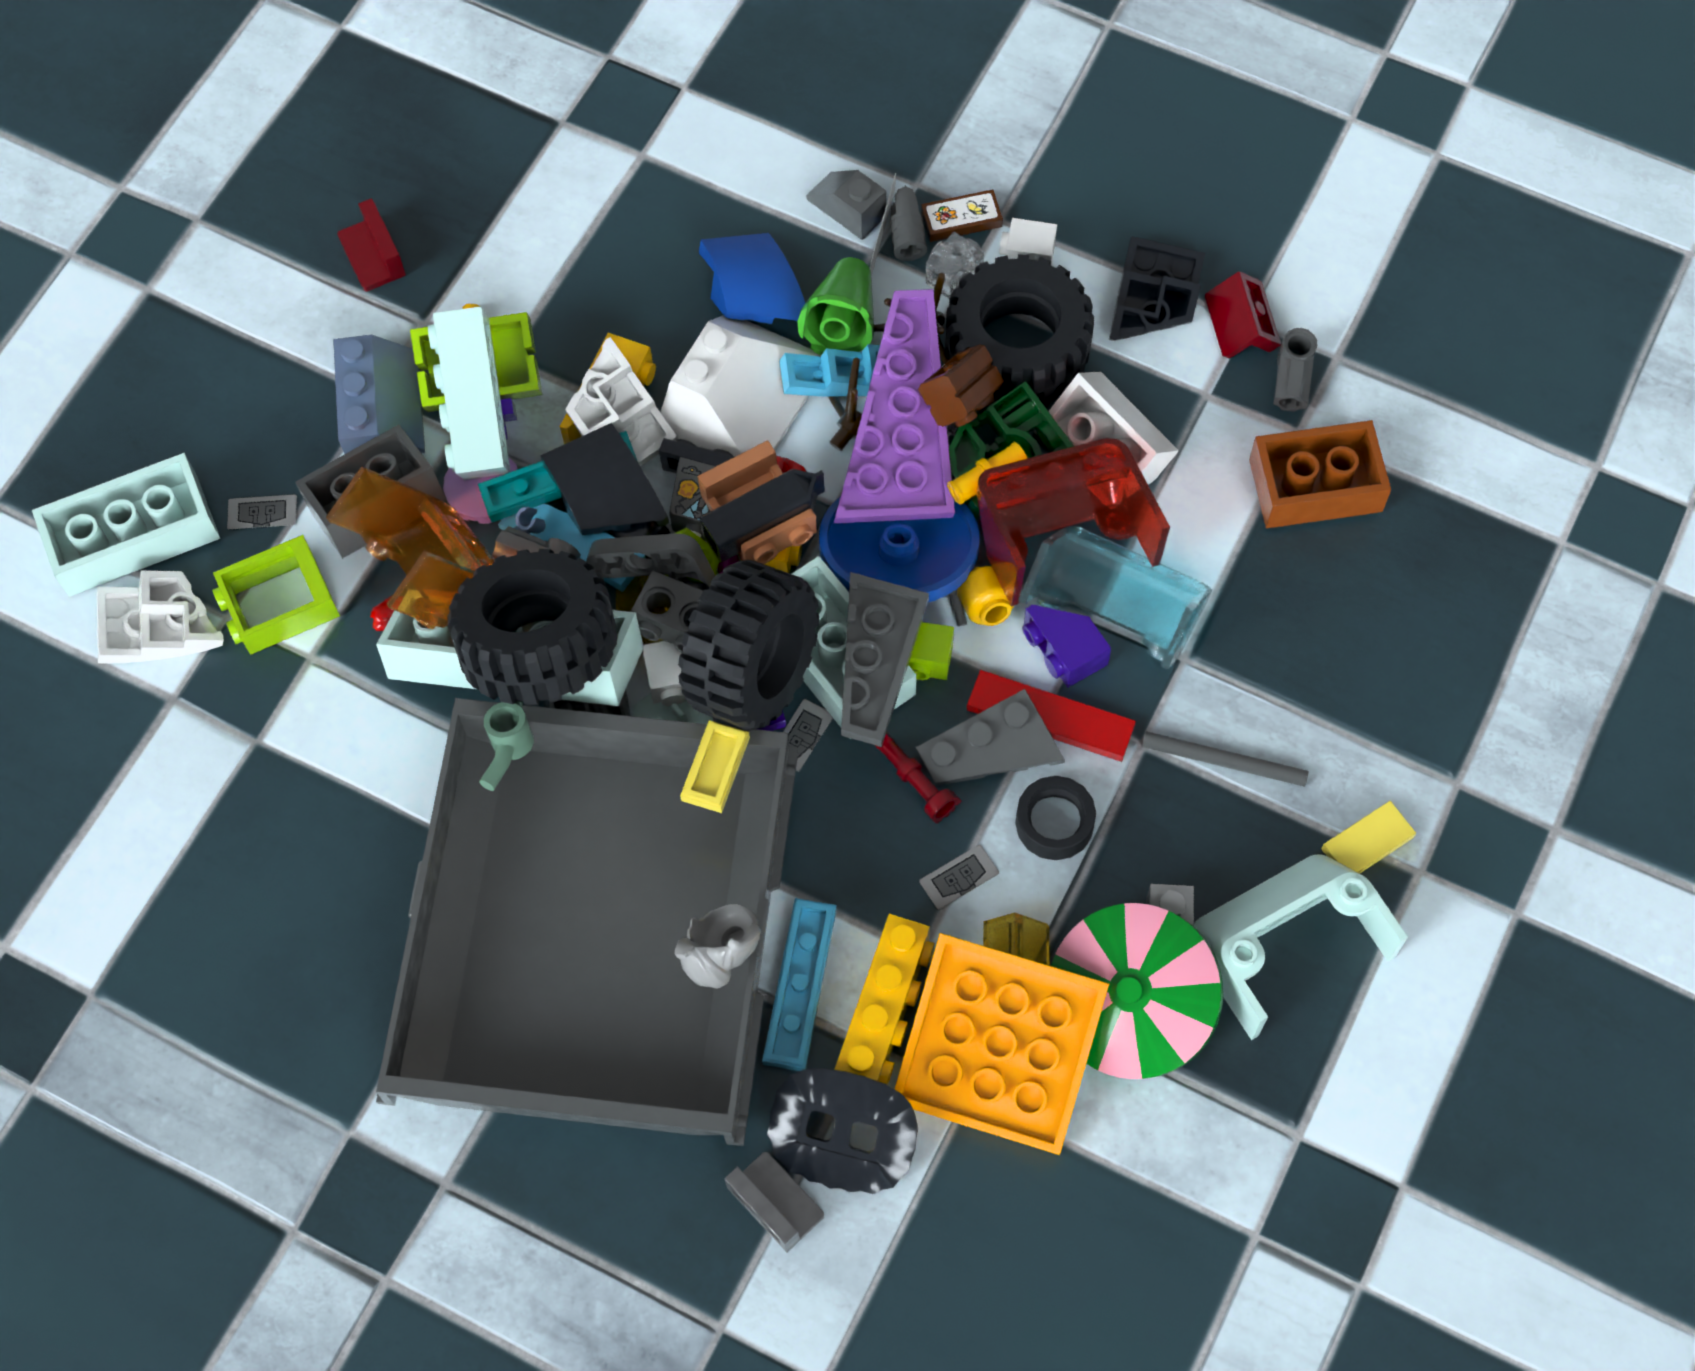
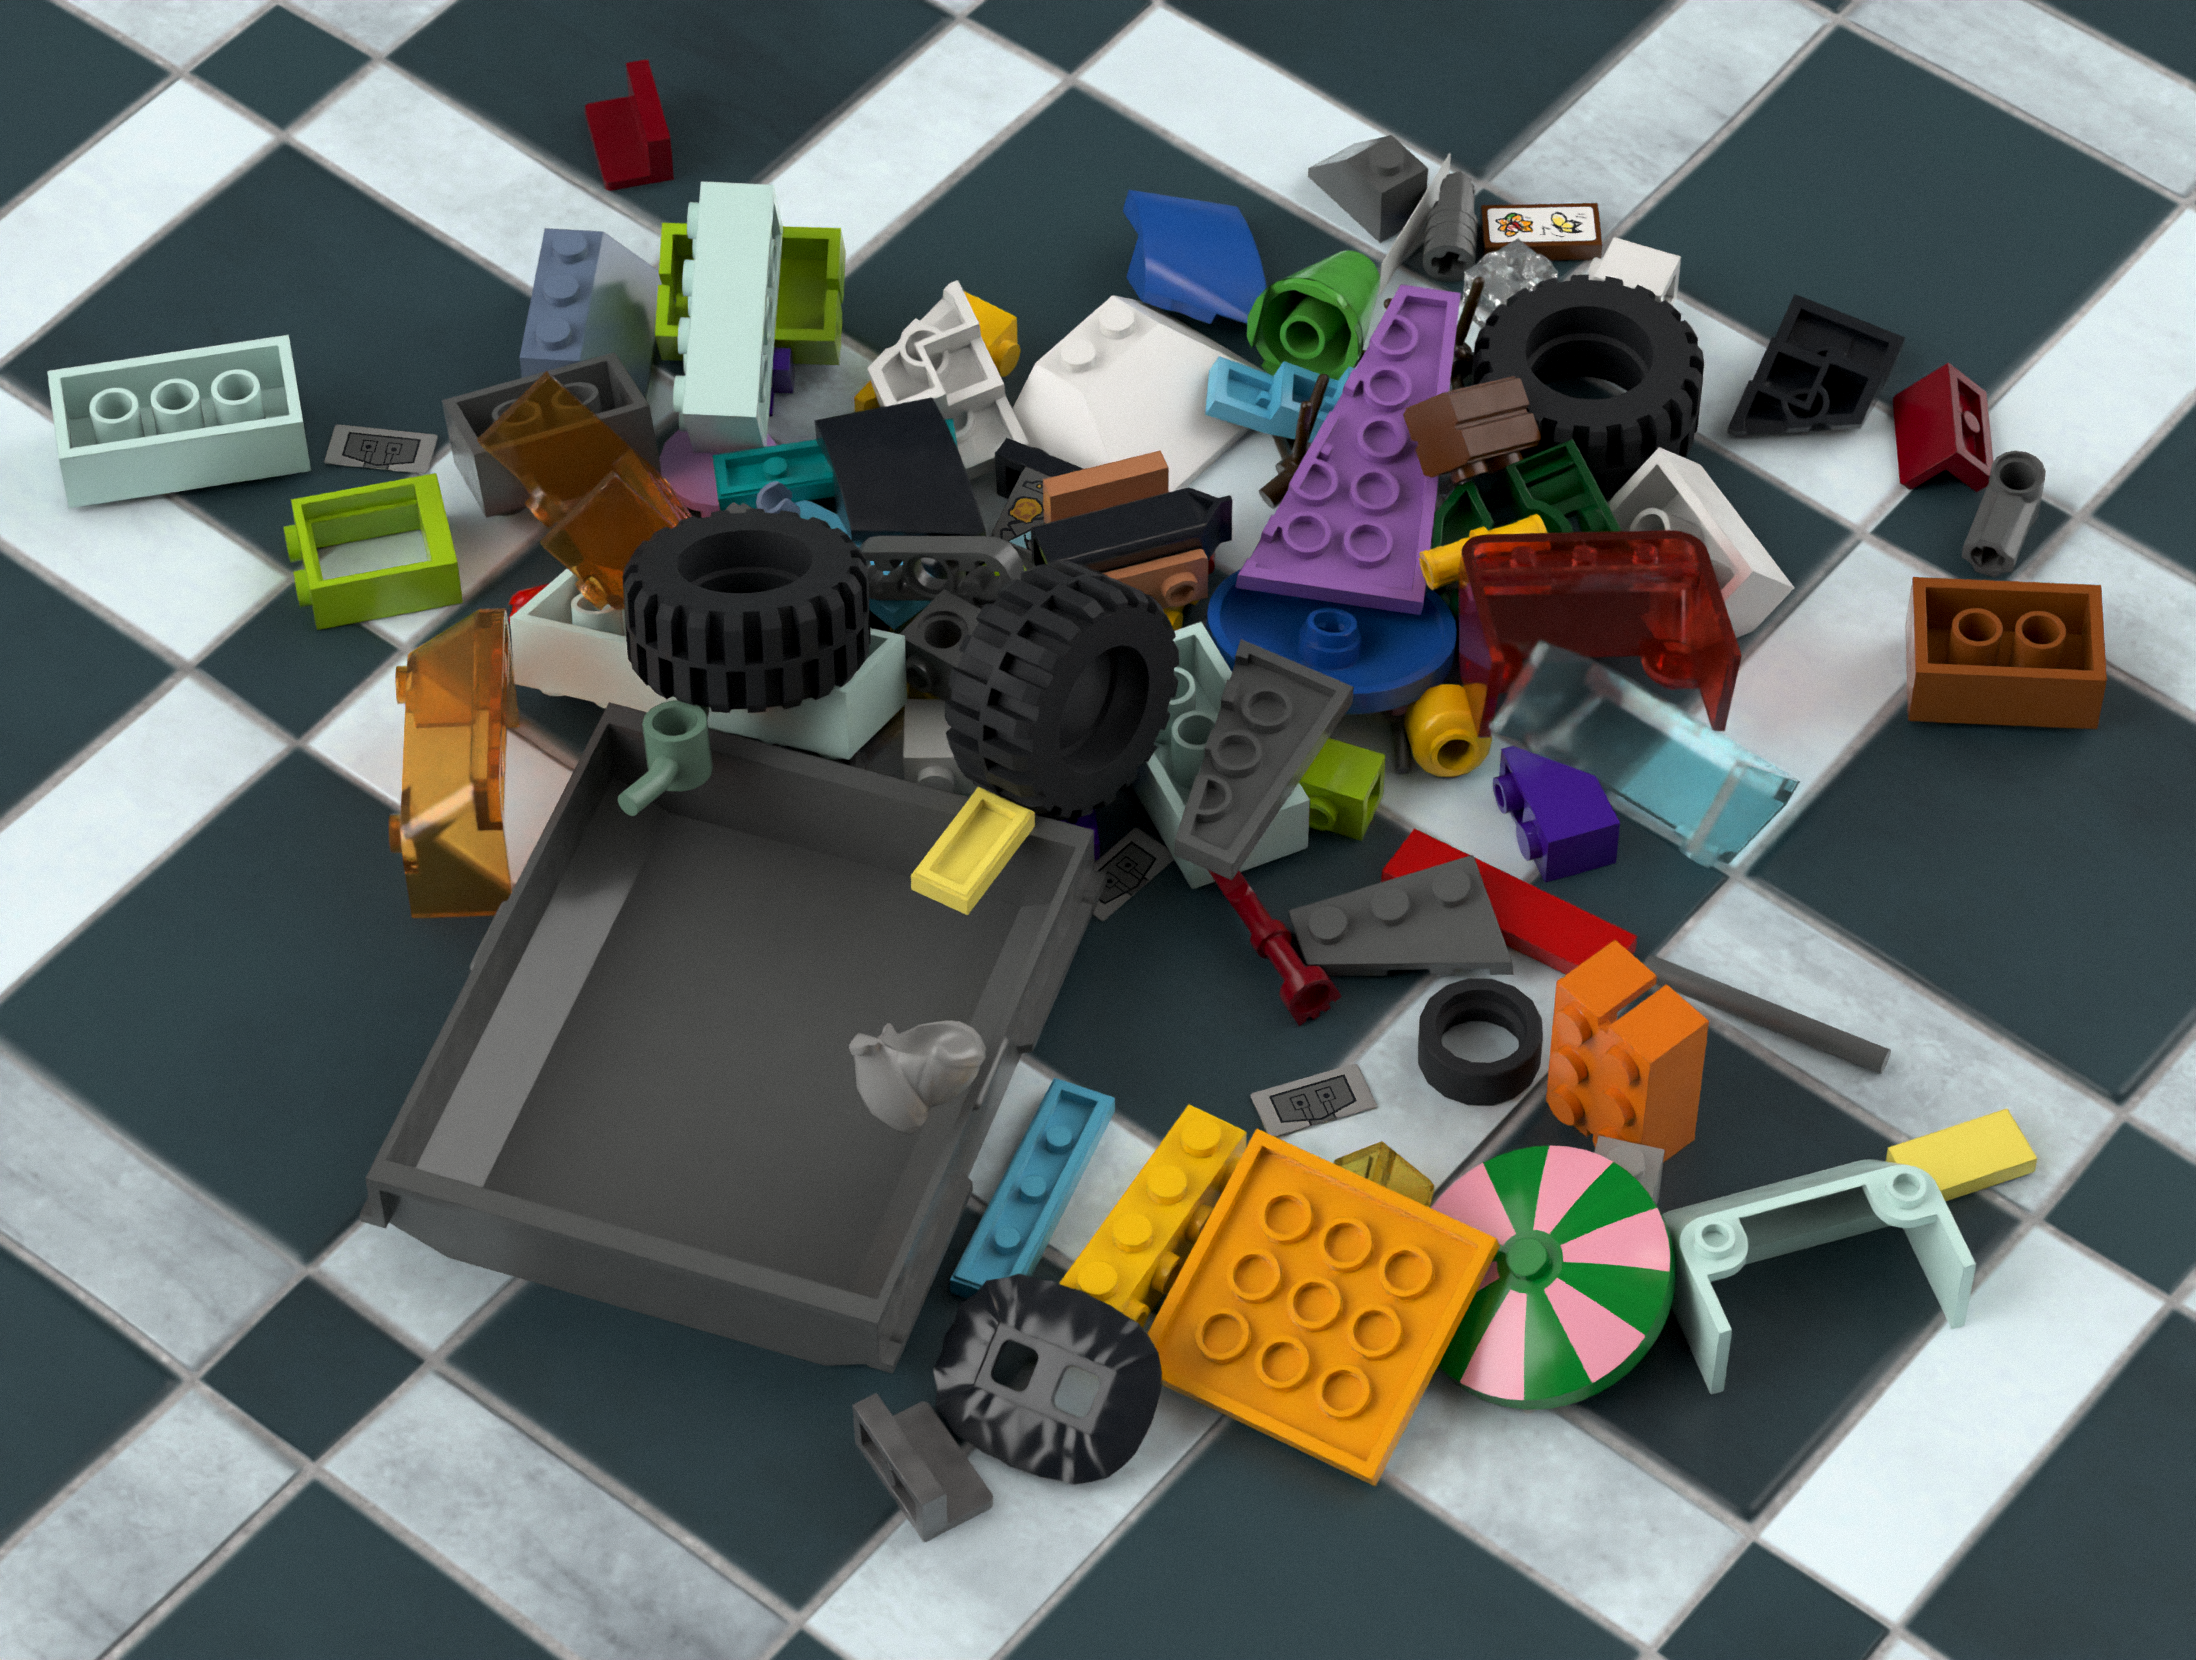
camera: 10 degrees right, 15 degrees down
(152, 620) = (187, 560): white slope -> none
(364, 757) = (454, 768): none -> clear orange windscreen
(1160, 850) = (1630, 1074): none -> orange piece

